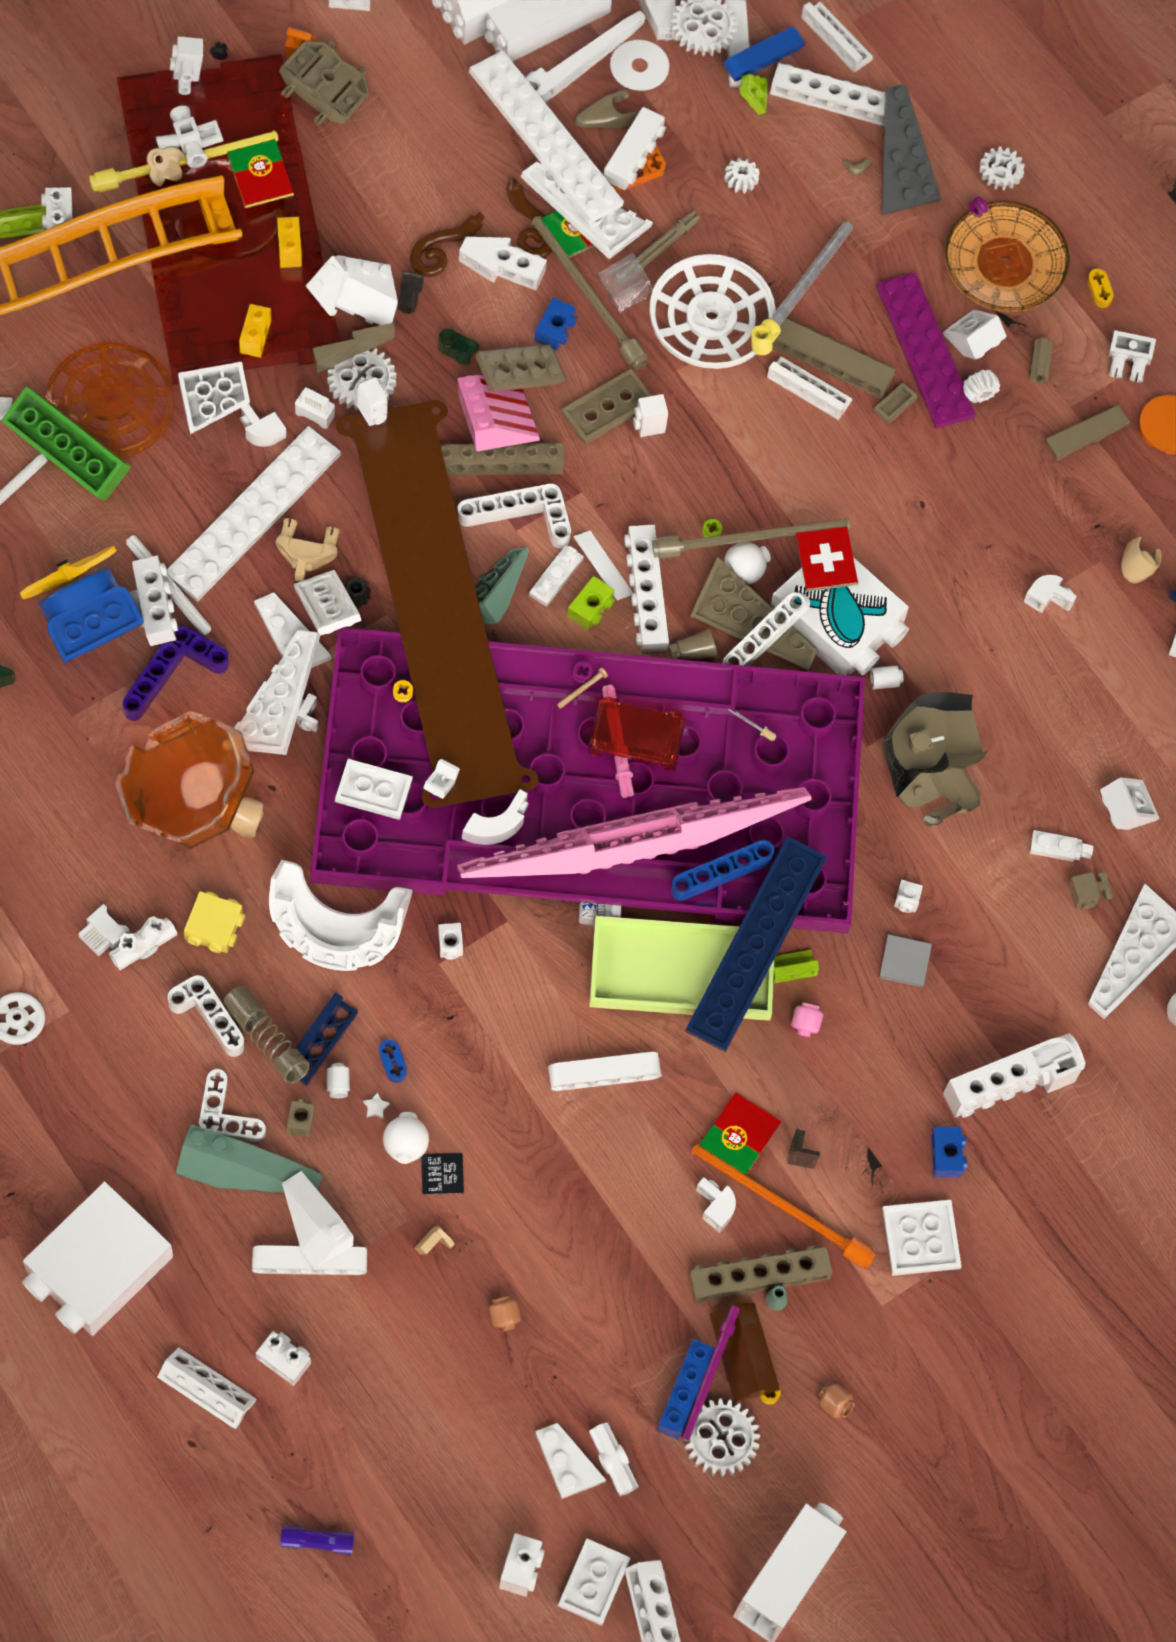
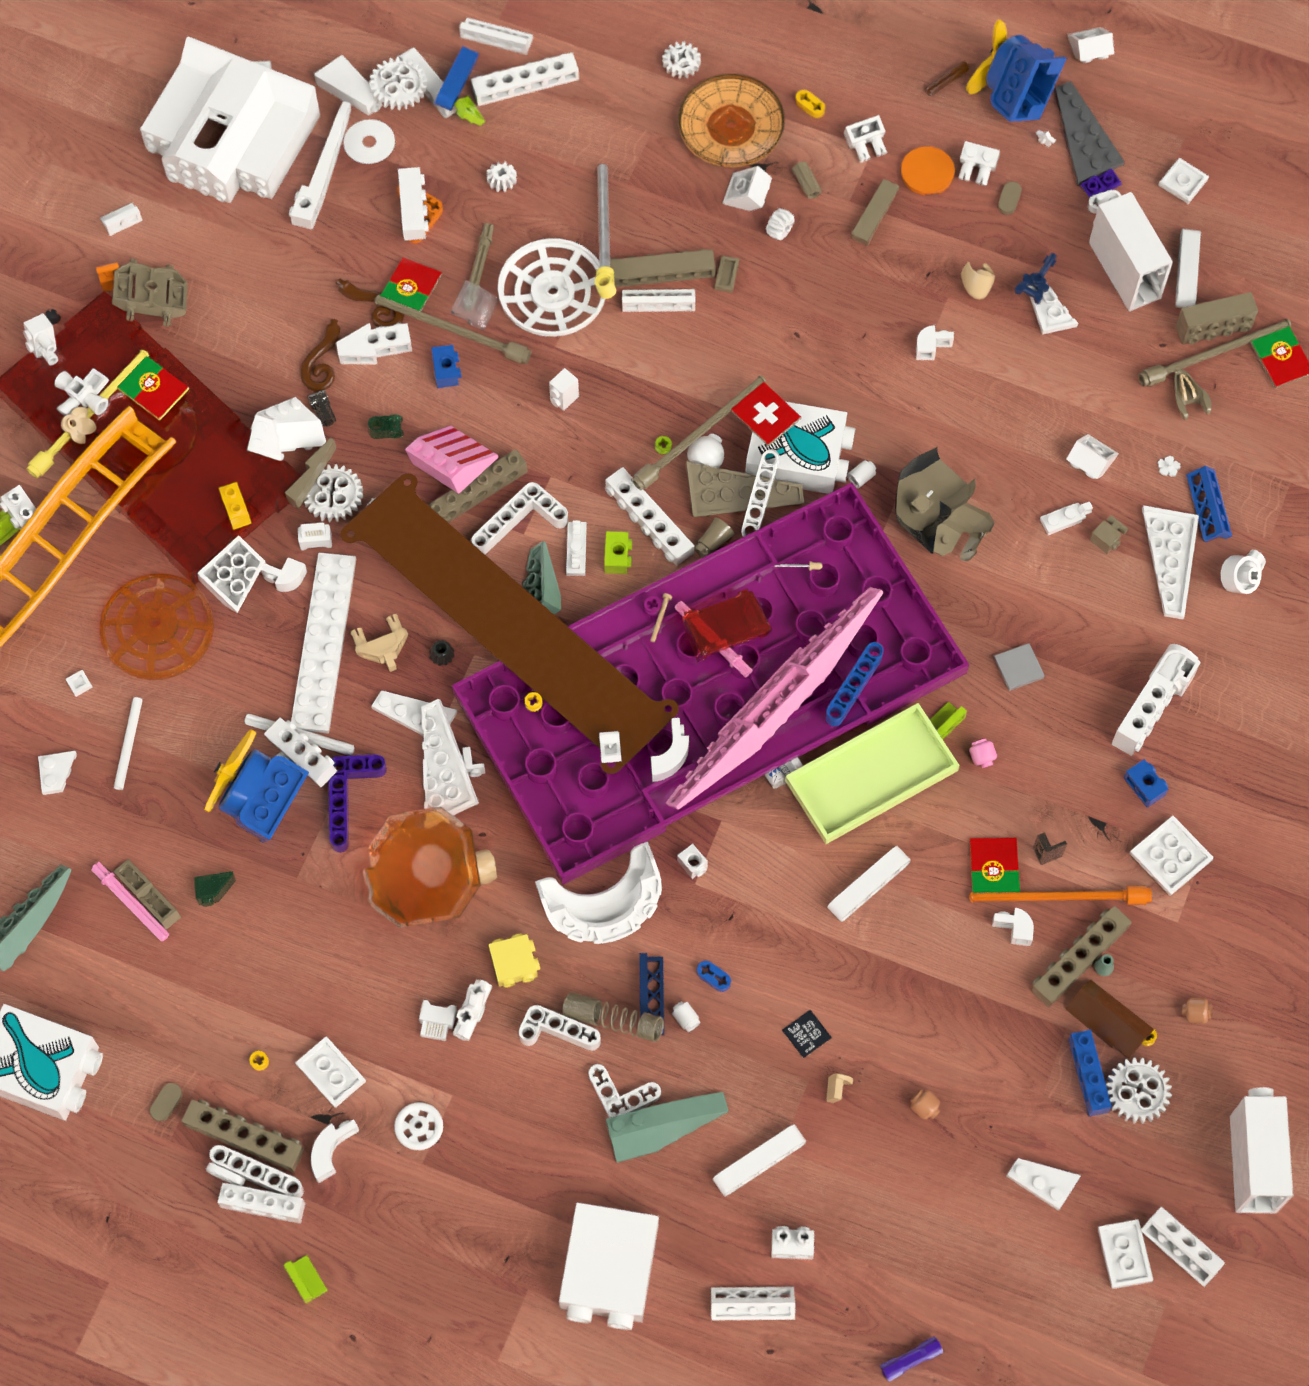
camera: 25 degrees left, 0 degrees up
(66, 443) = (149, 677): bright green brick -> none
(289, 242) = (213, 425): yellow brick -> none
(297, 1127) = (679, 1069): dark tan brick -> none
(316, 1223) = (749, 1130): white wedge -> none
(337, 602) = (428, 662): white plate -> none
(372, 401) = (360, 504): white brick -> none
(373, 789) = (564, 786): white plate -> none
(375, 1106) = (725, 1017): white piece -> none
(406, 1138) = (766, 1025): white brick -> none
(515, 377) = (447, 422): dark tan plate -> none
(520, 1565) = (1069, 1277): white brick -> none
(546, 136) = (342, 233): white plate -> none
(603, 564) = (604, 519): white sticker -> none
(604, 113) = (370, 192): dark tan animal -> none
(605, 419) = (531, 413): dark tan plate -> none
(607, 234) = (412, 269): white wing -> none
(613, 1459) = (1075, 1157): white piece -> none
(727, 1329) = (1090, 1011): magenta bar -> none
(756, 944) = (915, 722): dark blue plate -> none
(857, 169) = (579, 122): dark tan animal -> none
(906, 165) = (612, 97): dark grey wing -> none
(908, 896) = (988, 620): white bracket -> none
(925, 350) = (720, 223): magenta plate -> none
(978, 207) = (688, 96): magenta bush -> none

